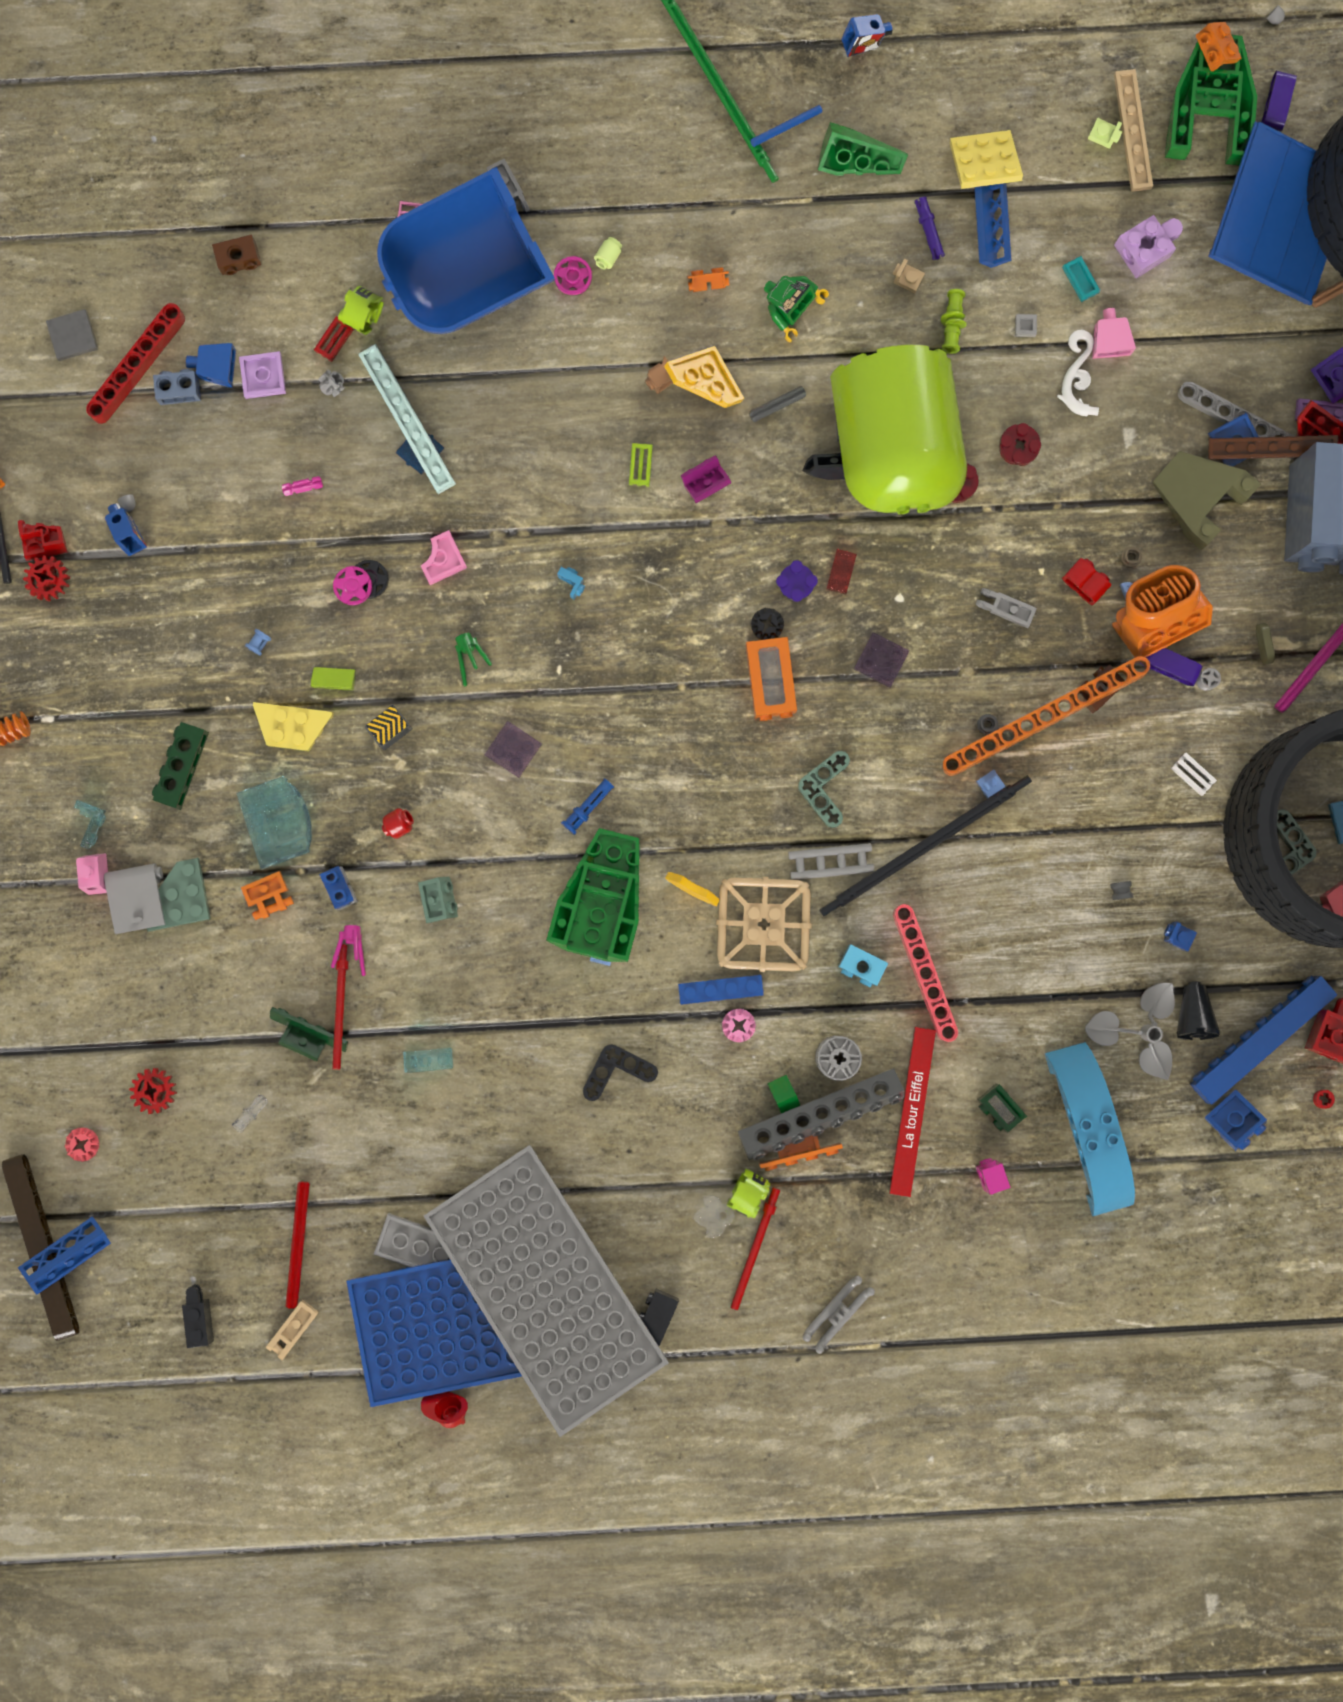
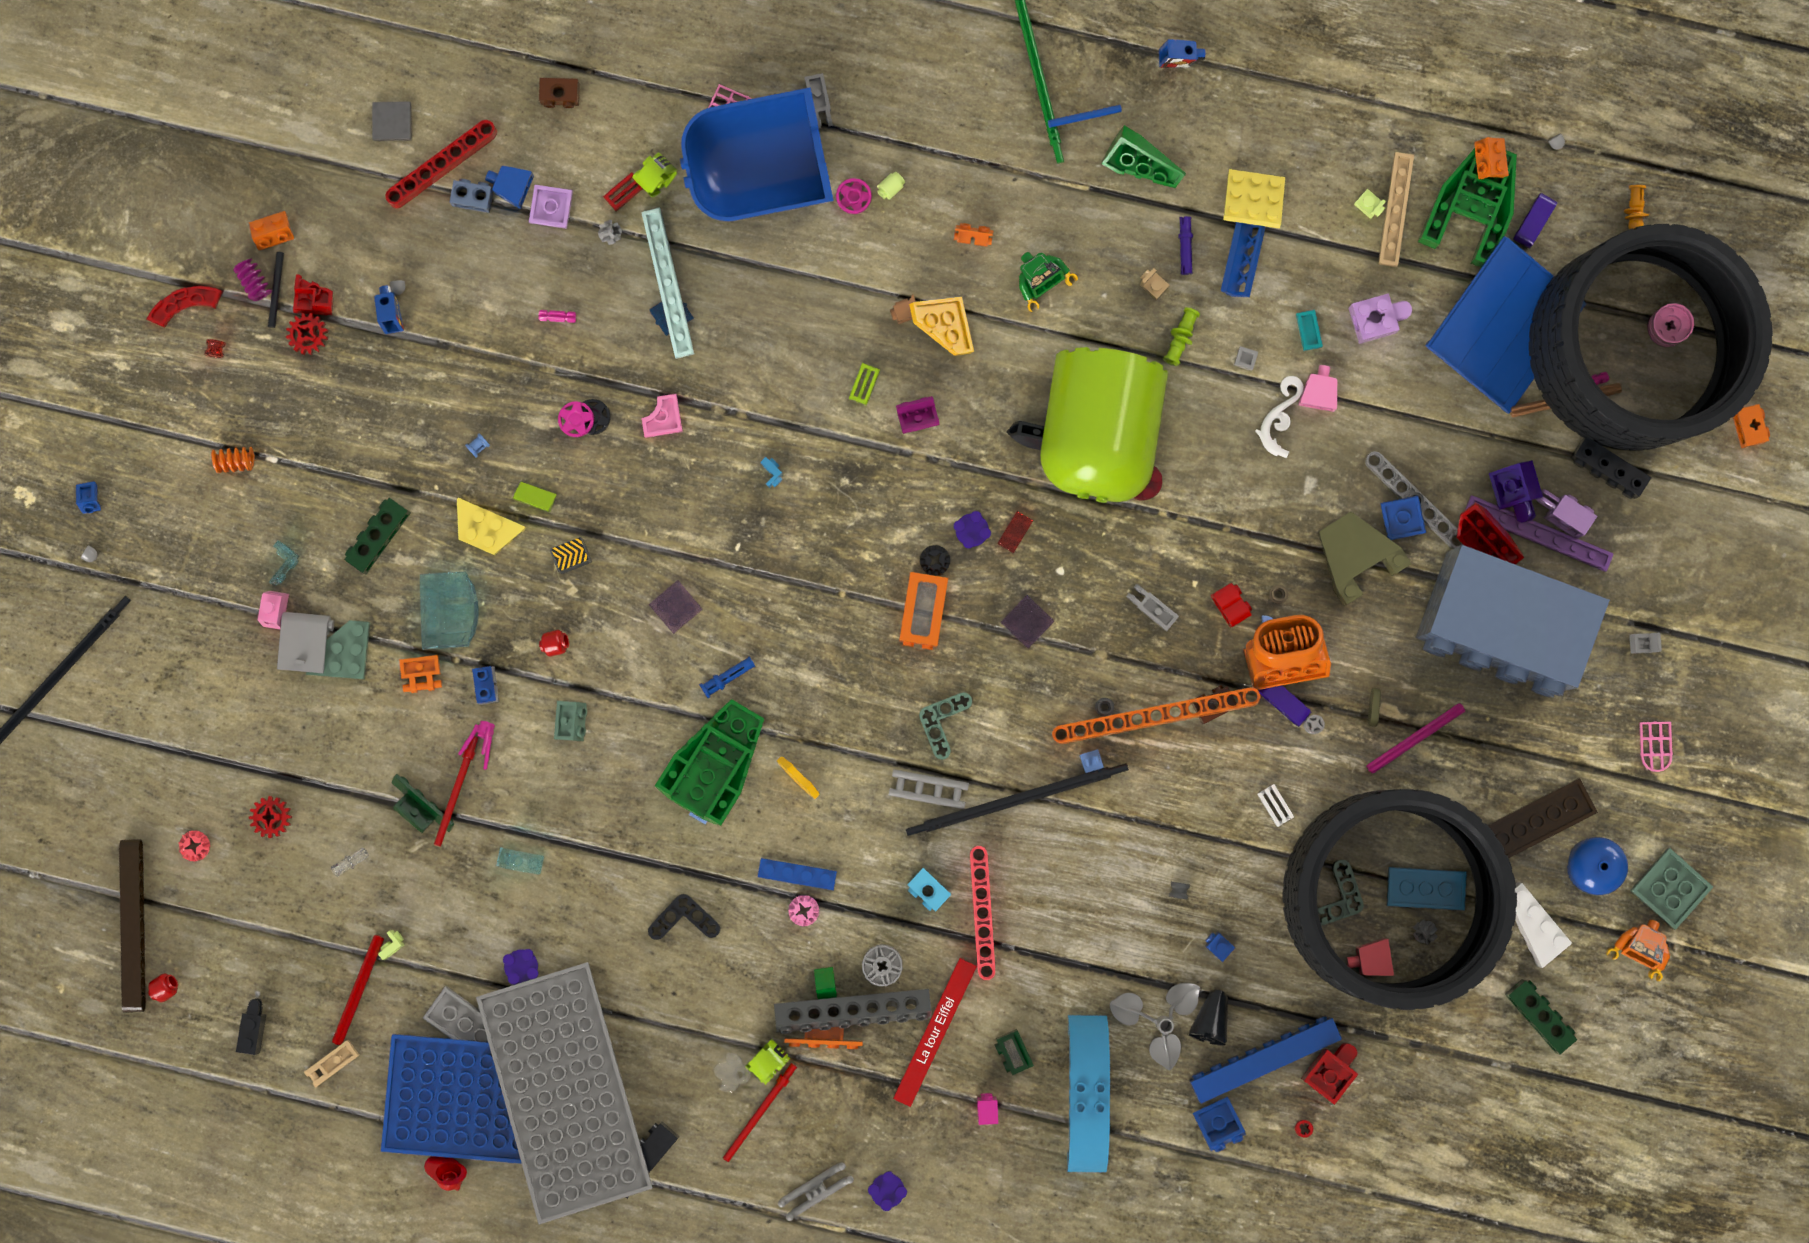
camera: 15 degrees right, 0 degrees up
(67, 1258) = (153, 942): blue fence -> none
(91, 1302) = (163, 987): none -> red head
(318, 1191) = (390, 948): none -> yellowish green bracket
(461, 1169) = (520, 966): none -> dark purple piece
(466, 644) = (661, 501): green plant -> none
(773, 914) = (857, 839): tan plate -> none
(777, 403) = (1001, 365): dark grey axle -> none
(912, 1291) = (887, 1190): none -> dark purple piece
(1031, 444) = (1202, 473): dark red plate -> none
(1264, 446) = (1428, 532): reddish brown tile -> none

